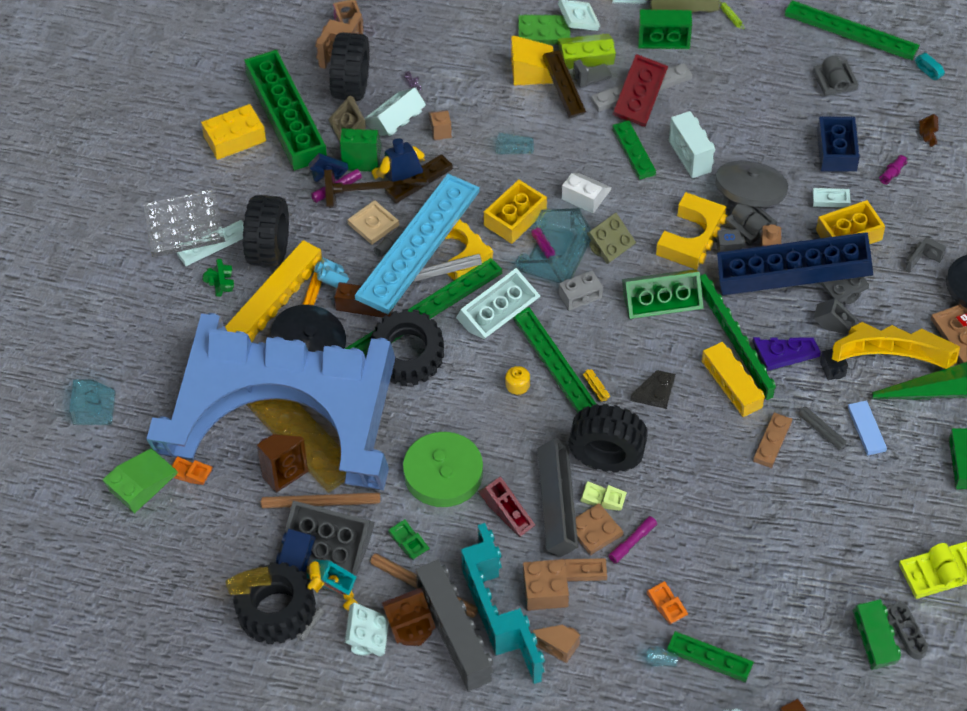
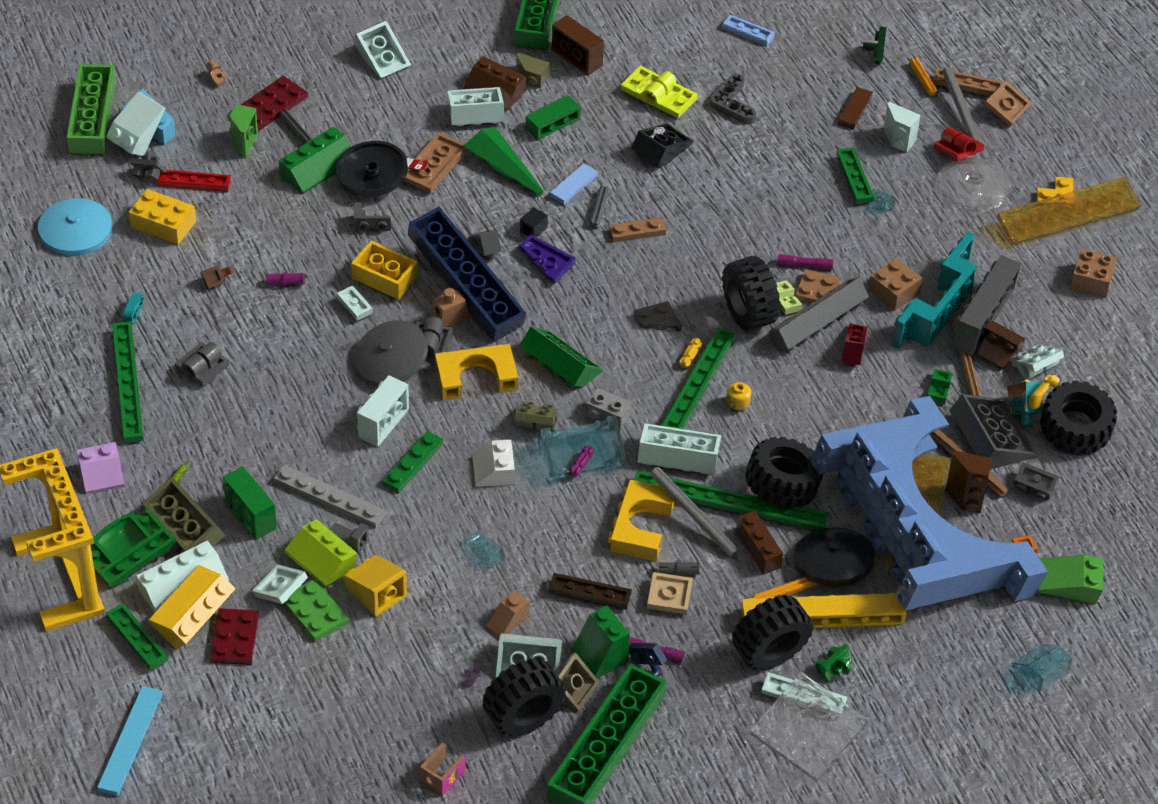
camera: 130 degrees left, 5 degrees down
(233, 131) = (669, 766): yellow brick -> none
(243, 581) = (1093, 422): clear yellow slope -> none
(248, 528) = (1035, 480): none -> dark grey bracket
(296, 549) = (1026, 433): dark blue brick -> none
(325, 42) = (486, 752): medium nougat bracket -> none
(330, 272) = (761, 576): medium azure cylinder -> none
(333, 188) = (615, 575): dark brown piece -> none
(400, 162) = (591, 595): dark blue torso -> none
(417, 244) = (676, 523): medium azure plate -> none
(443, 469) = (860, 397): bright green brick -> none
(514, 211) = (568, 493): yellow brick -> none
(558, 641) = (929, 255): medium nougat slope -> none
(564, 84) = (387, 538): dark brown plate -> none
(586, 569) = (854, 268): medium nougat plate -> none
(640, 90) = (344, 481): dark red plate -> none
(666, 603) = (836, 219): orange slope -> none
(729, 240) = (466, 339): dark grey brick -> none
(733, 379) = (605, 273): yellow brick -> none
(738, 340) = (565, 287): green plate -> none
(838, 144) = (291, 319): dark blue brick -> none
(869, 524) = (660, 144): none -> black slope
(876, 634) = (753, 96): green brick -> none
(919, 345) = (496, 205): yellow arch -> none

